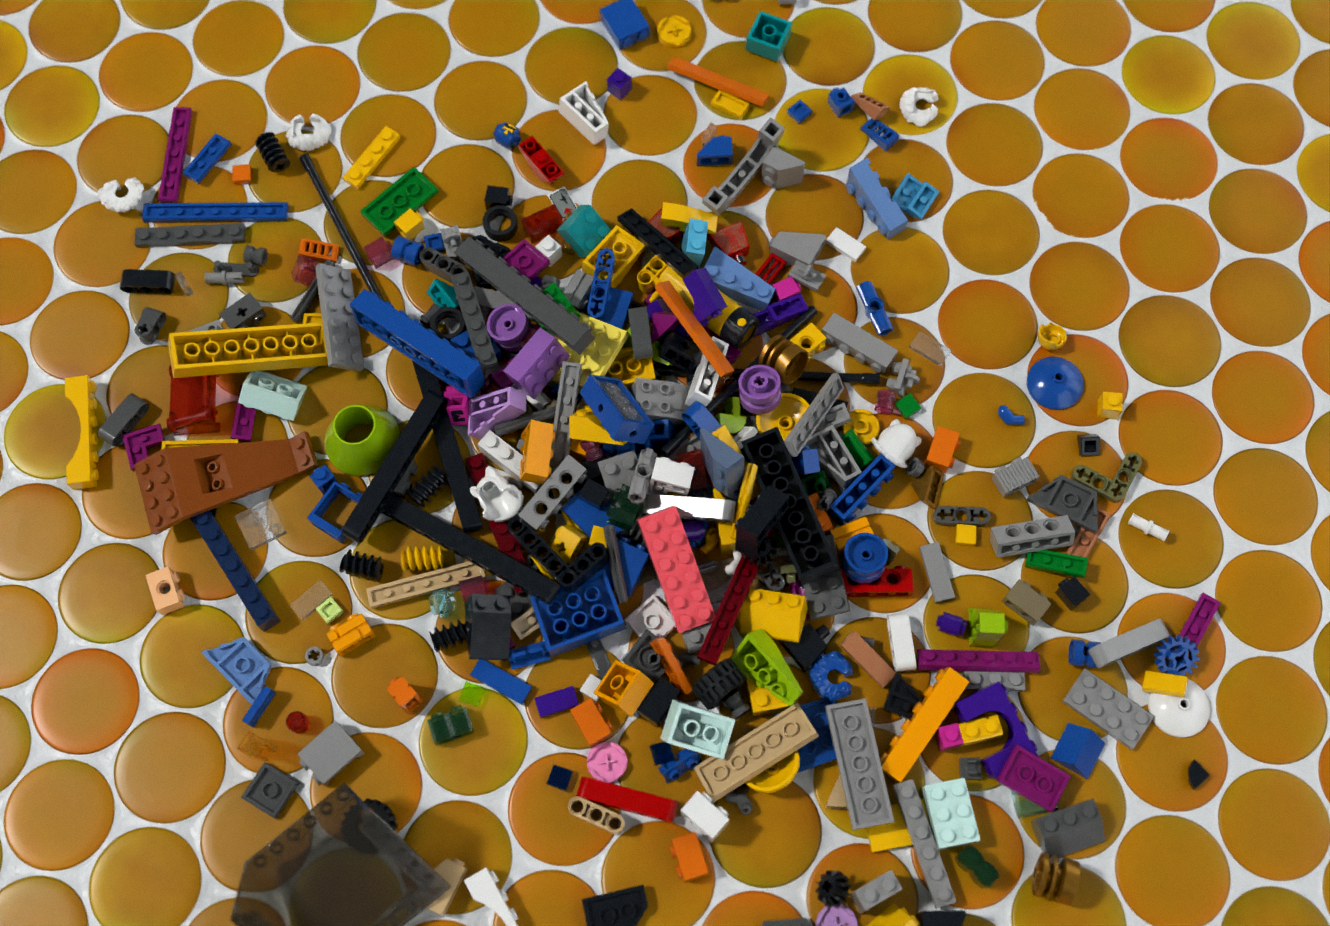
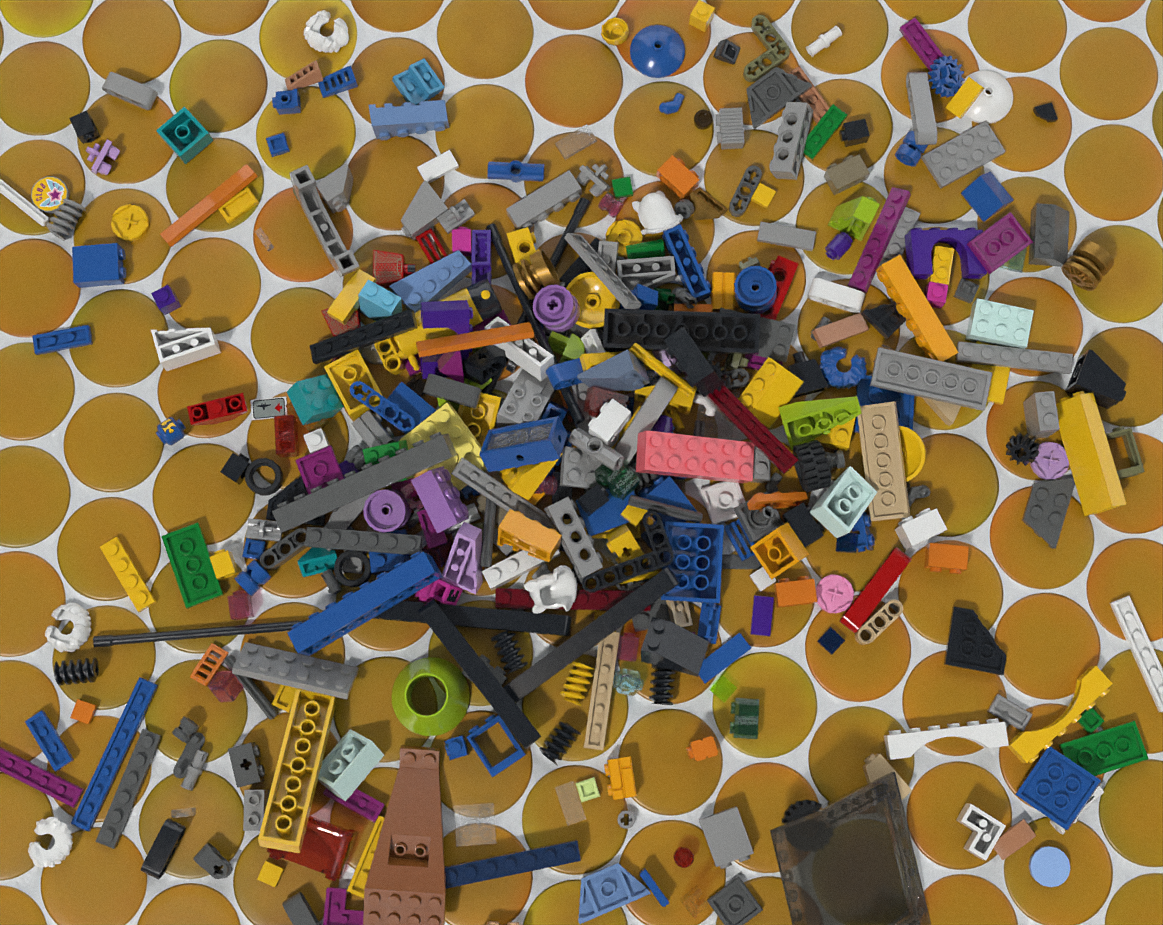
camera: 65 degrees left, 10 degrees up
(156, 375) = (270, 873): none -> yellow tile
(549, 25) = (62, 339): none -> blue tile
(626, 634) = (733, 525): none -> blue tile
(716, 152) = (286, 238): blue slope -> none
(980, 871) = (1050, 324): clear green brick -> none
(1011, 450) = (703, 119): none -> dark brown tile

